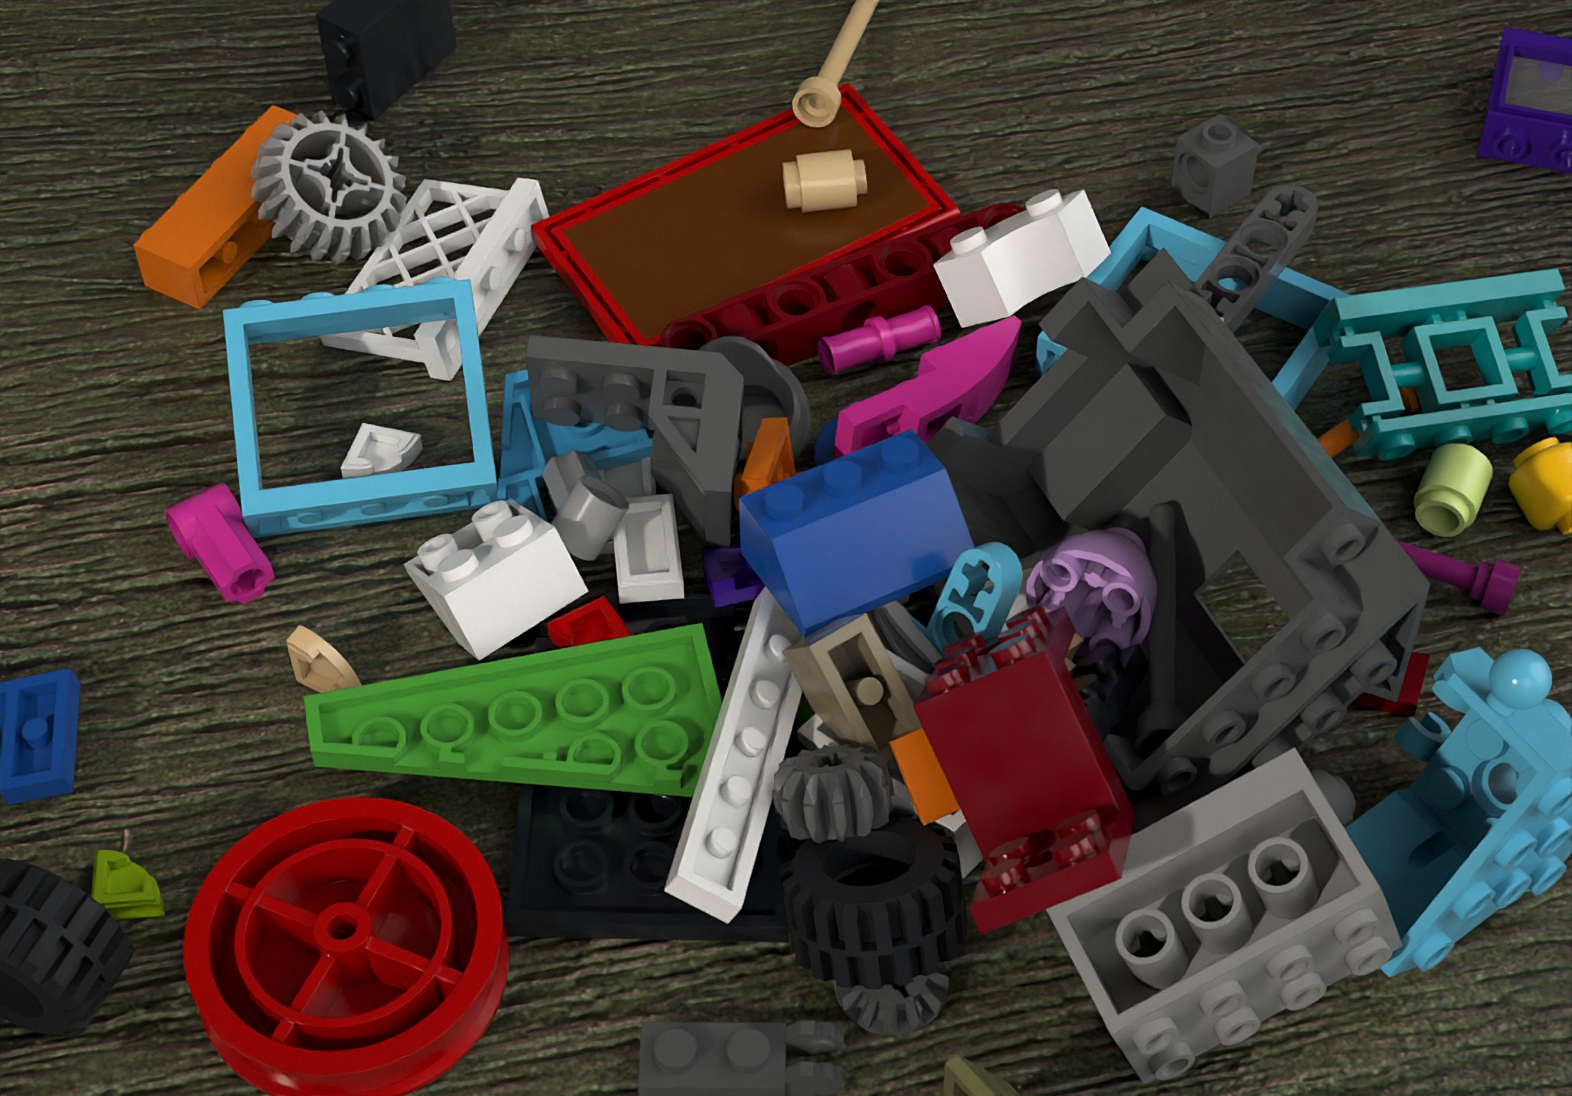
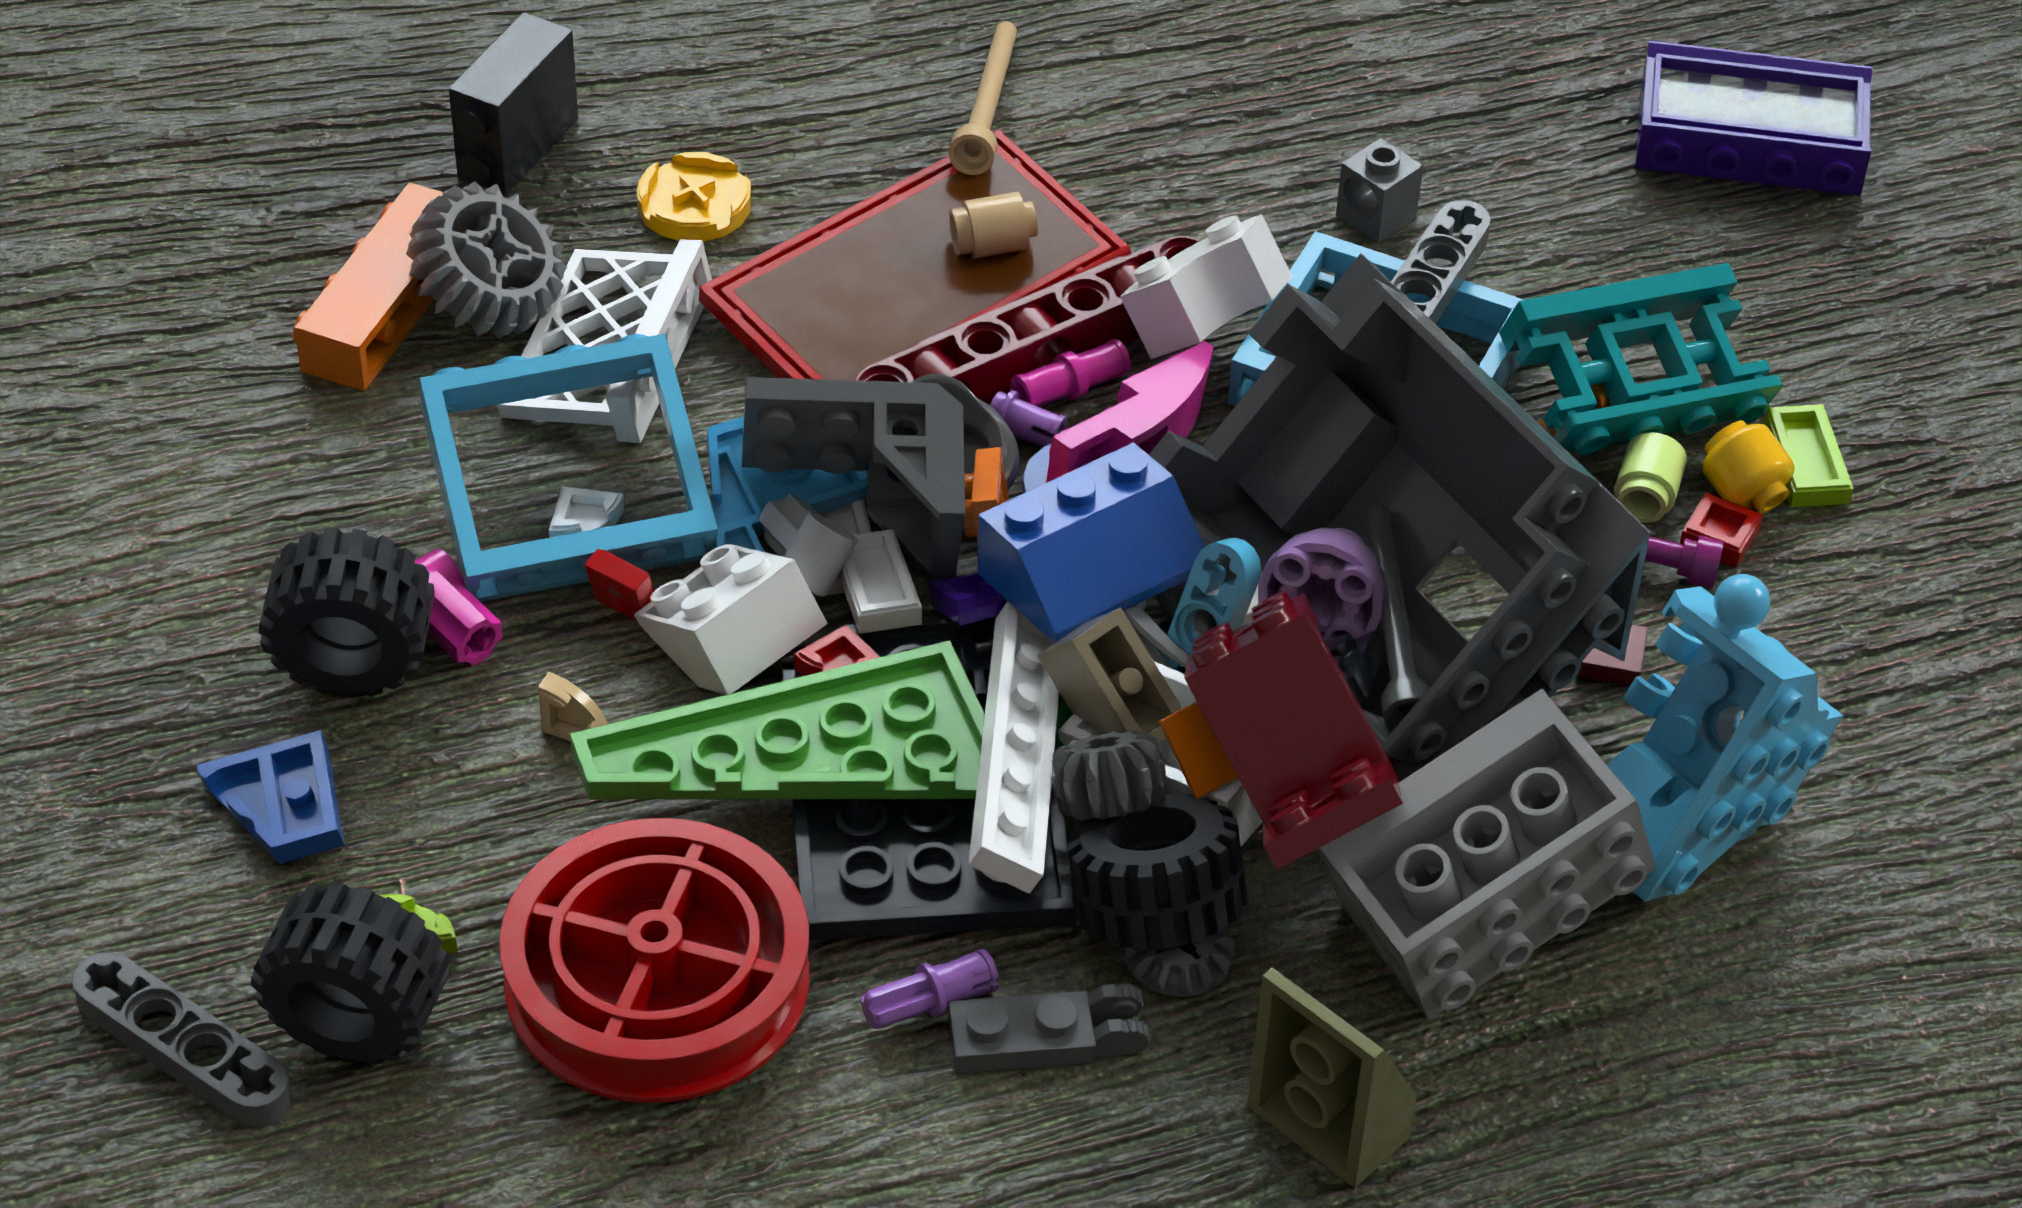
camera: 10 degrees left, 5 degrees down
(112, 547) = (346, 612): none -> black tyre
(392, 529) = (618, 583): none -> red tile
(548, 133) = (694, 197): none -> yellow tile
(625, 1006) = (930, 989): none -> medium lavender axle
(827, 383) = (1028, 420): none -> medium lavender pin
(1524, 545) = (1724, 522): none -> red tile

